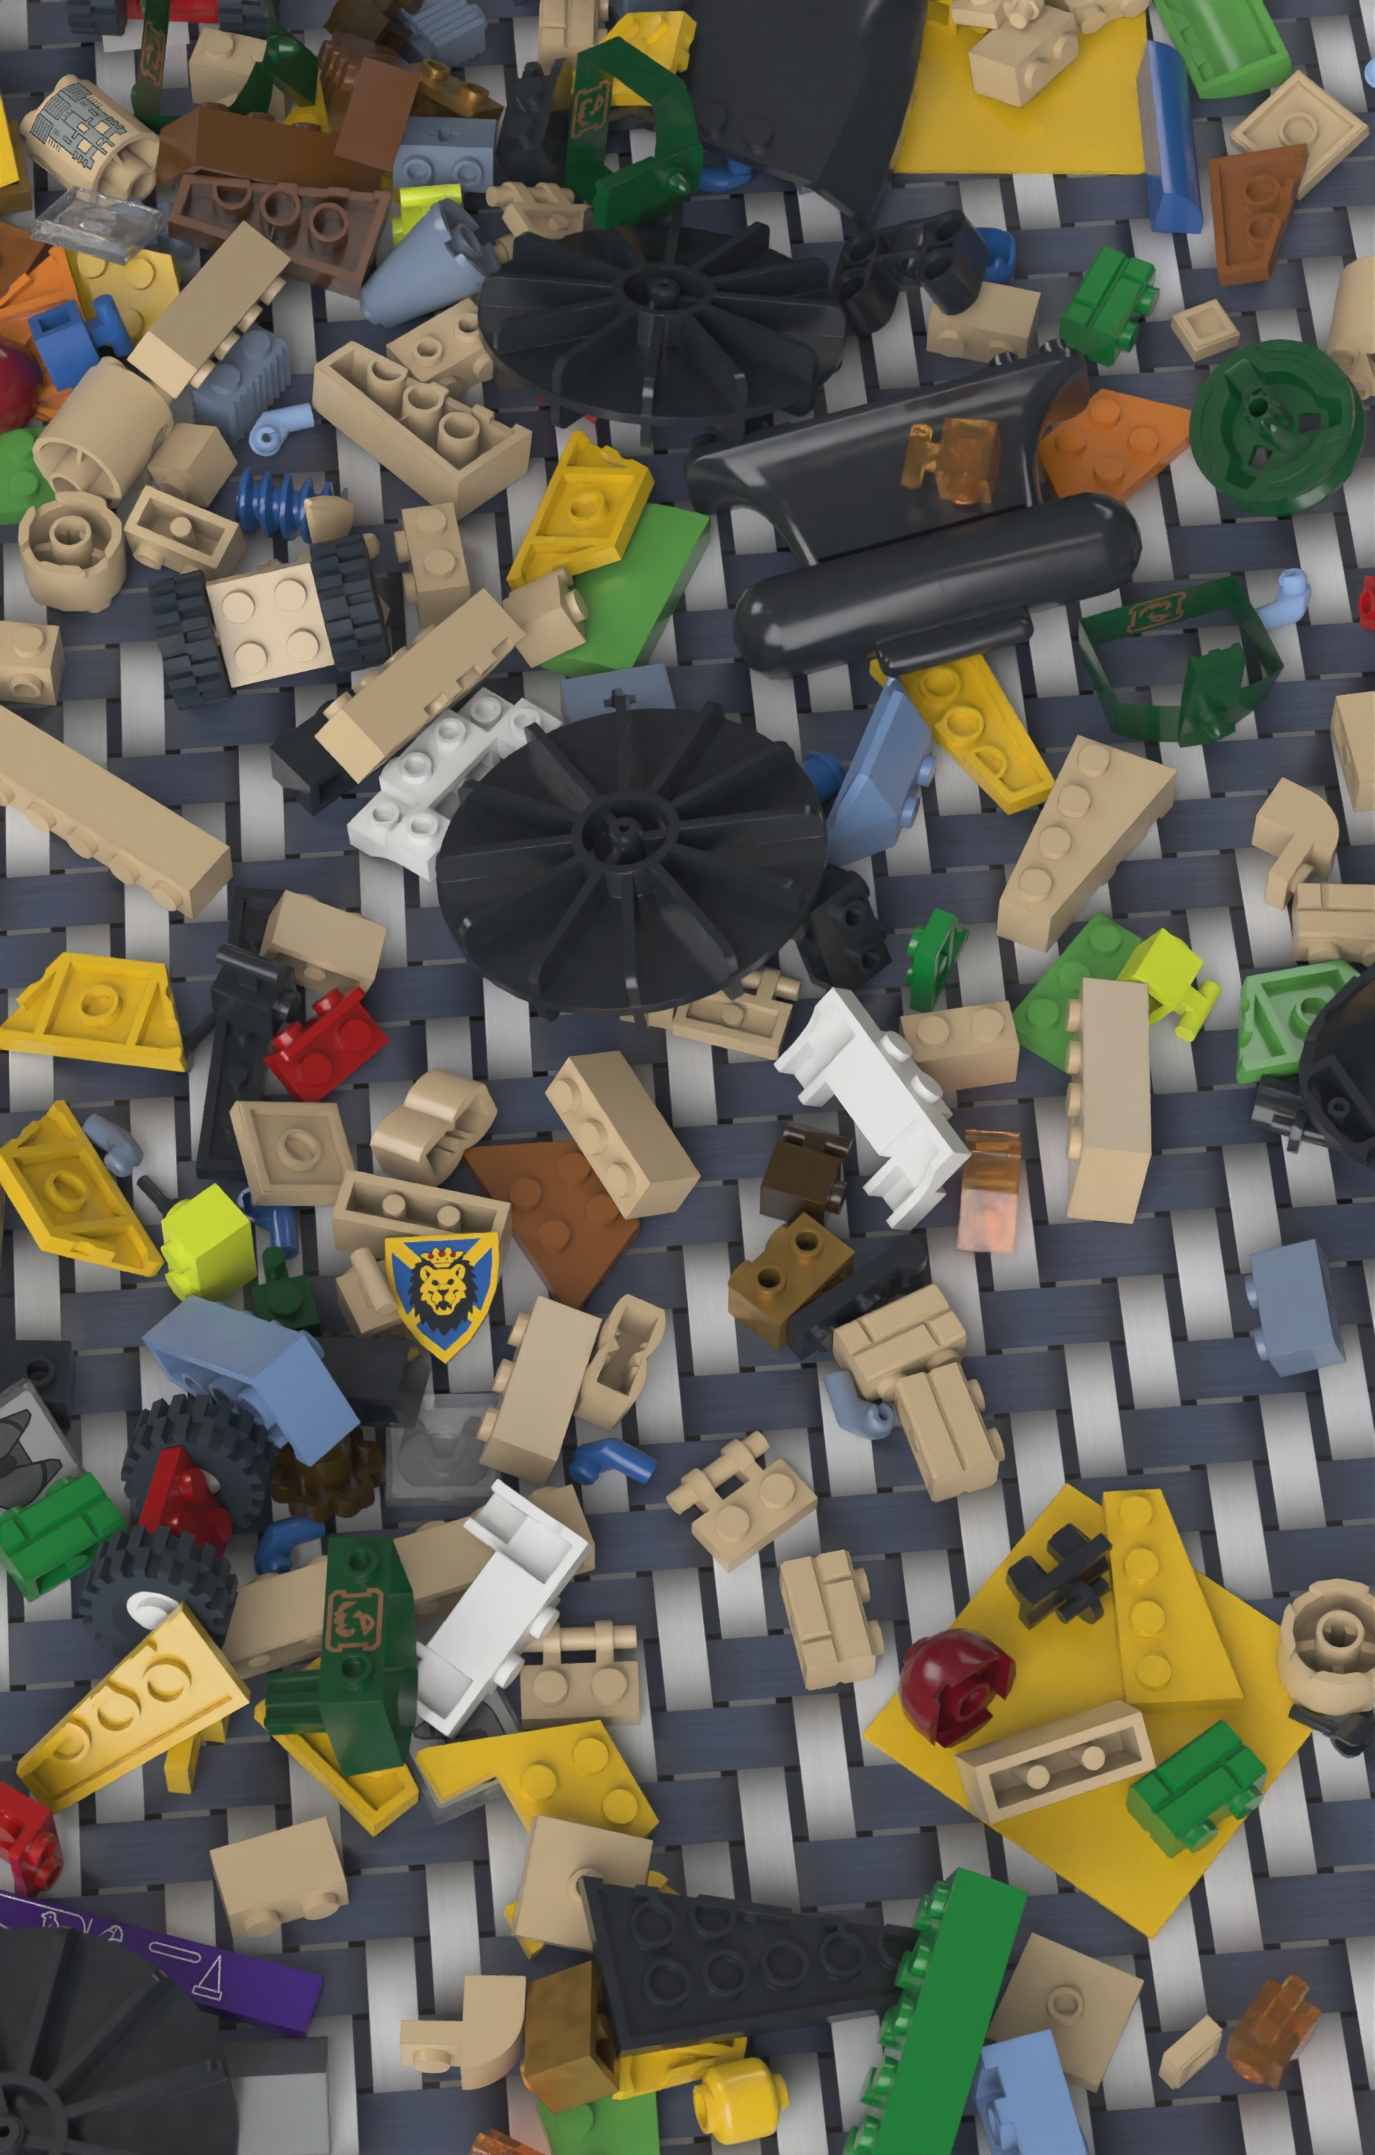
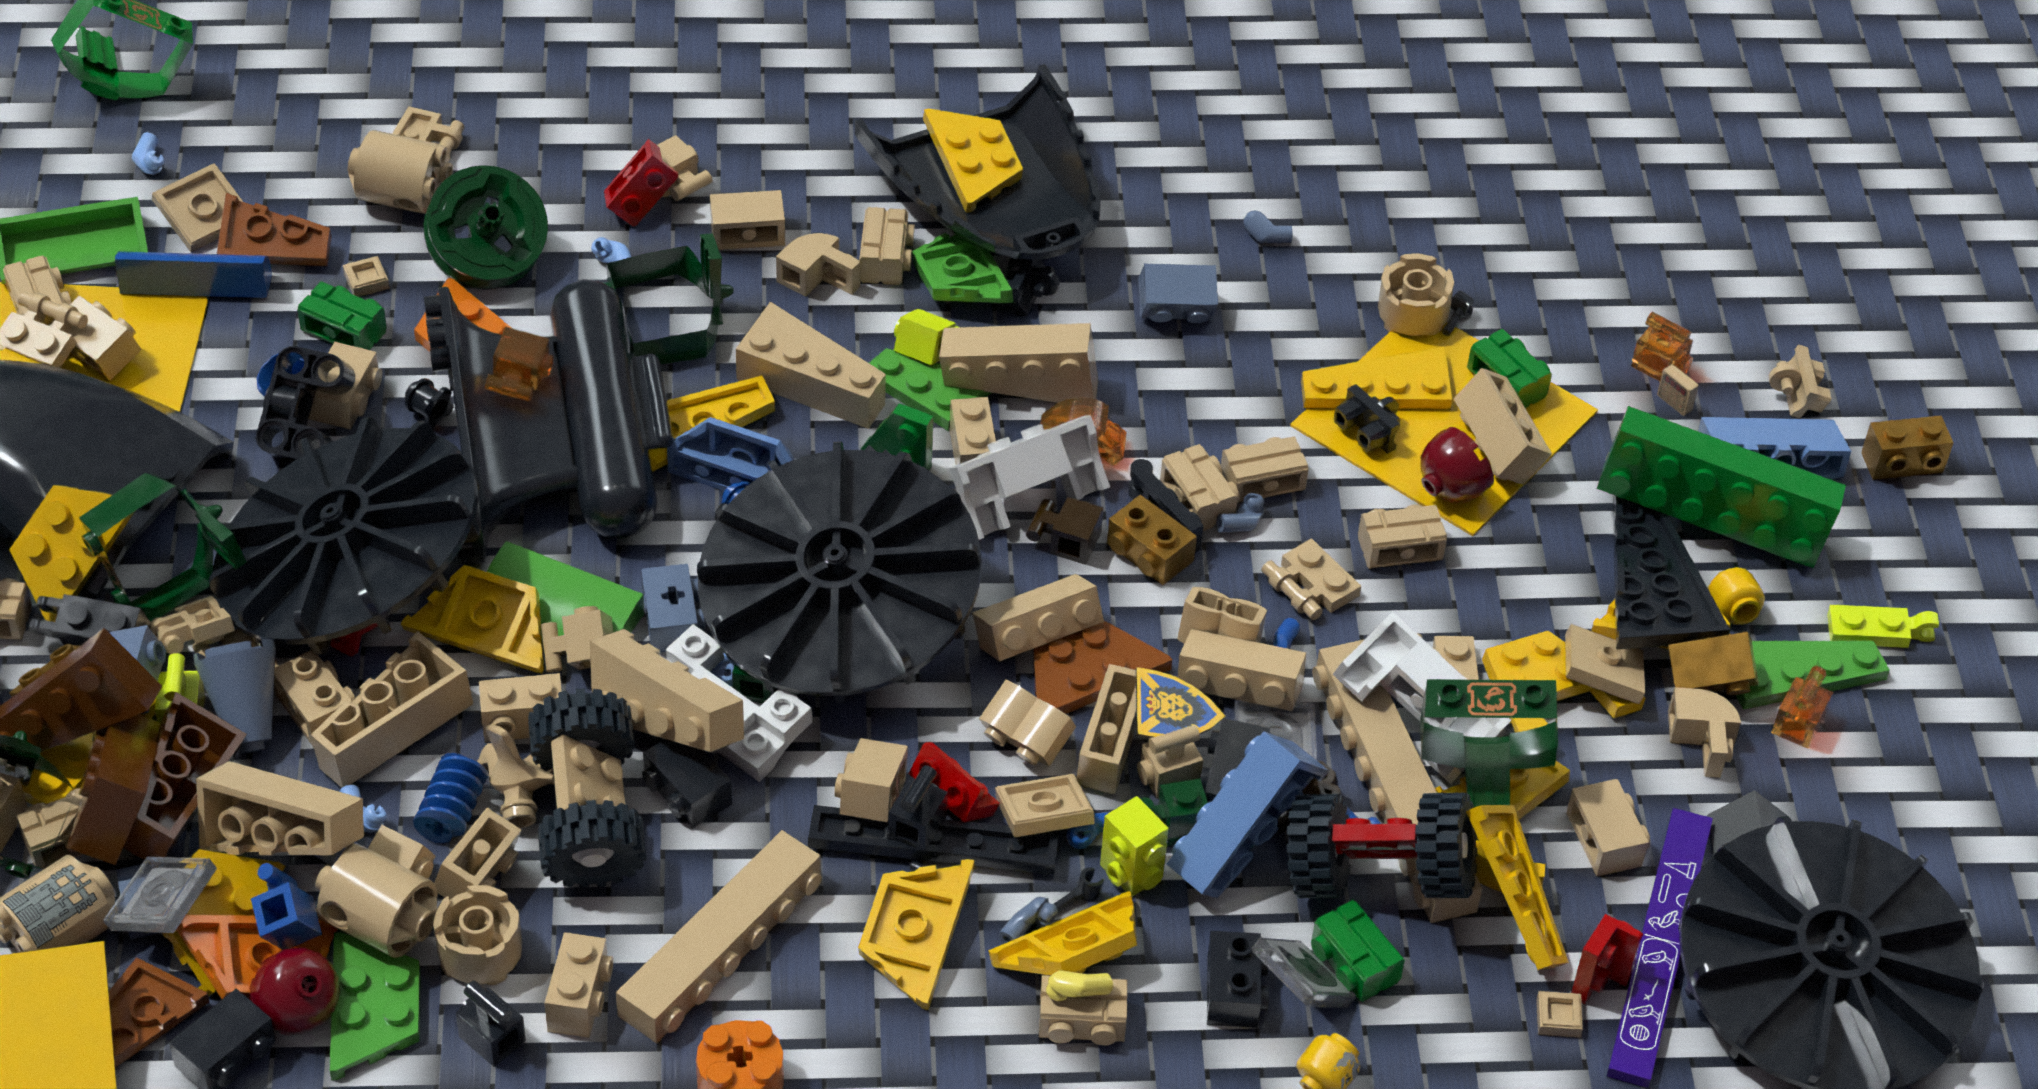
camera: 90 degrees left, 10 degrees down
(725, 178) = (163, 531): blue arm -> none

